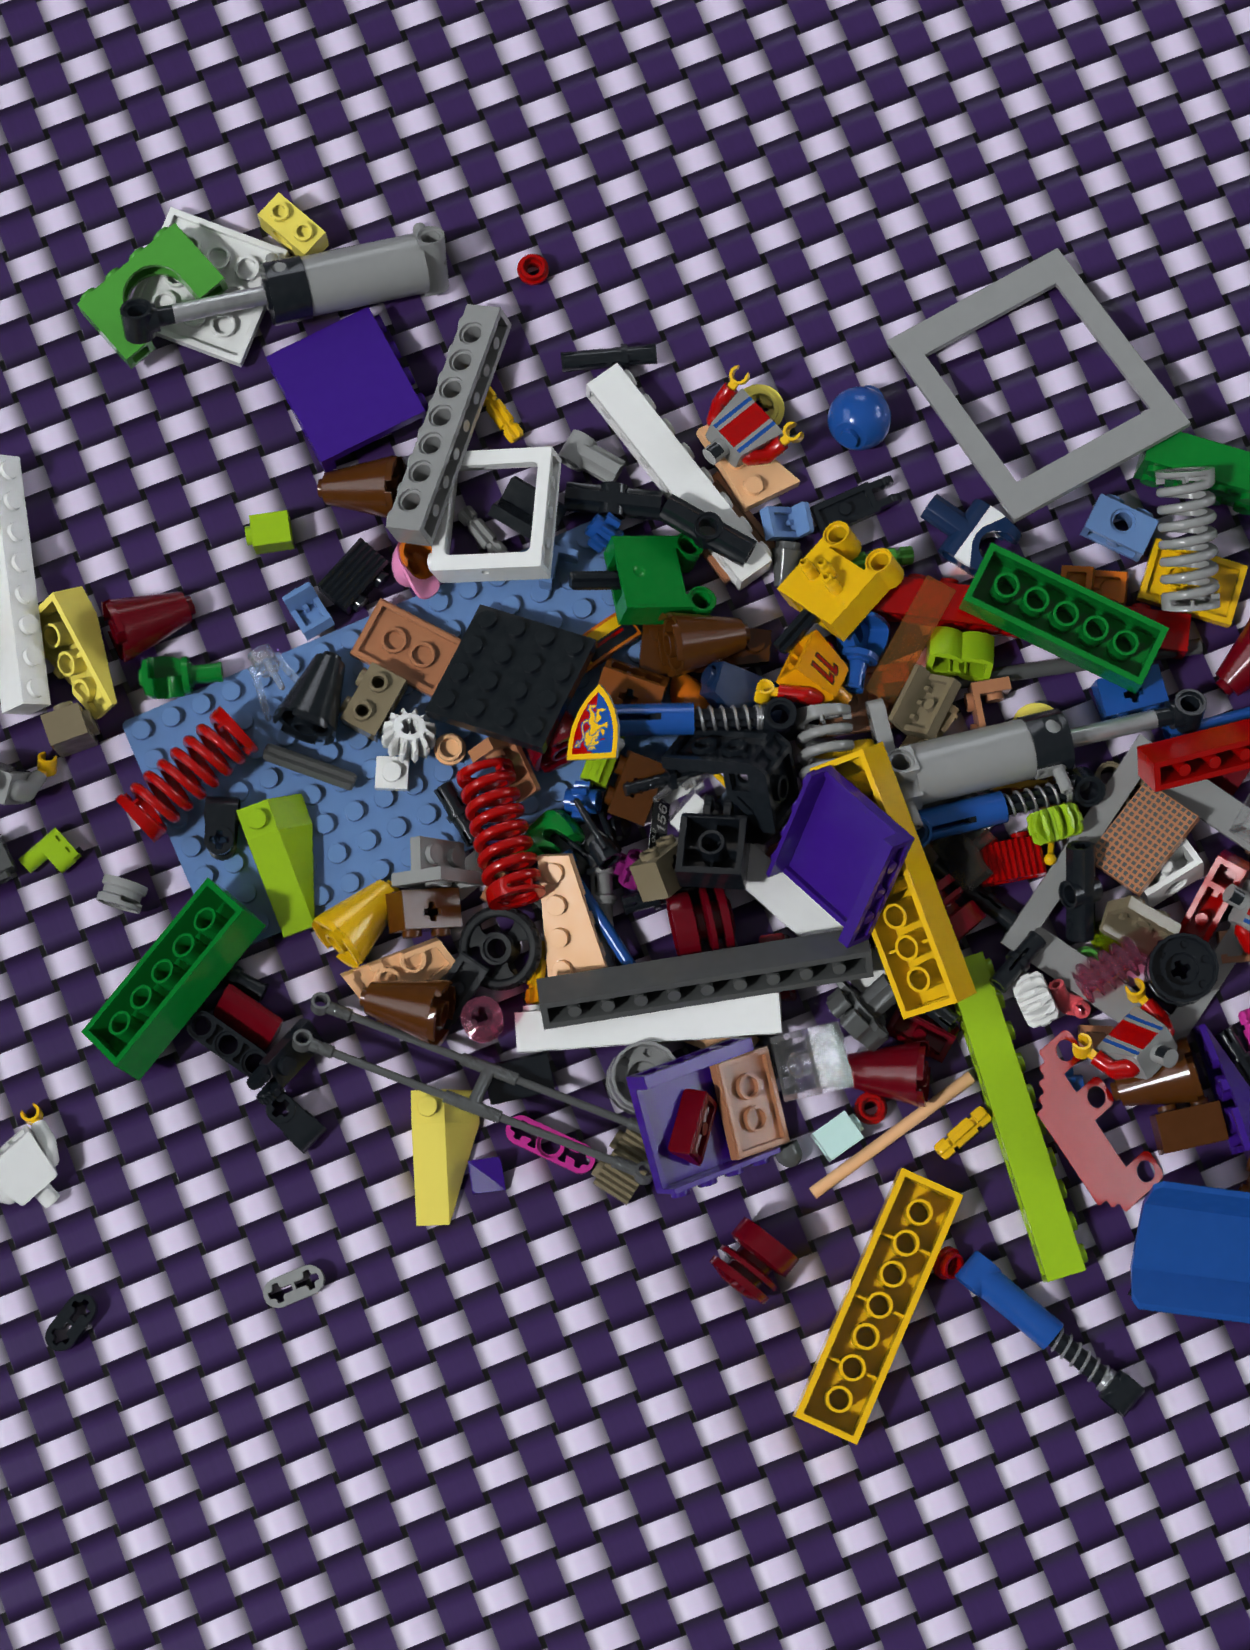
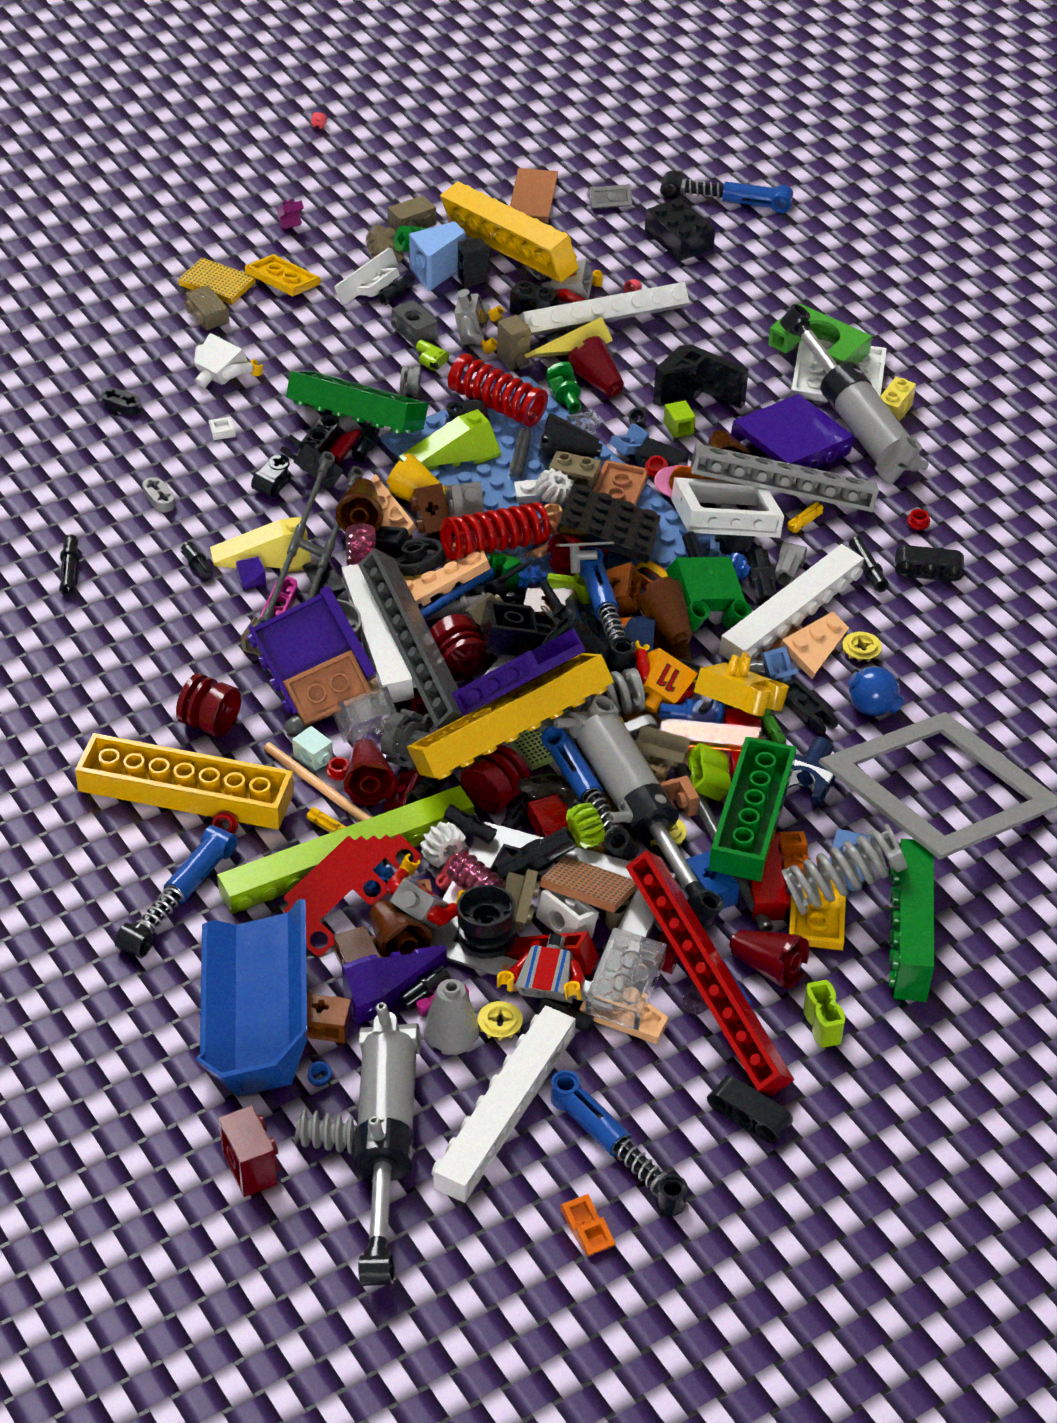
camera: 80 degrees right, 35 degrees down
(160, 1180) = (222, 428): none -> white tile
(188, 494) = (696, 371): none -> black bracket
(258, 582) = (633, 416): none -> black hinge
(386, 588) = (654, 465): none -> red plate
(423, 1425) = (69, 557): none -> black pin
(447, 1246) = (196, 560): none -> black axle
(623, 280) = (929, 563): none -> black beam
(688, 520) = (751, 604): black piece -> none
(693, 1126) = (301, 645): dark red slope -> none
(742, 429) = (840, 620): torso -> none

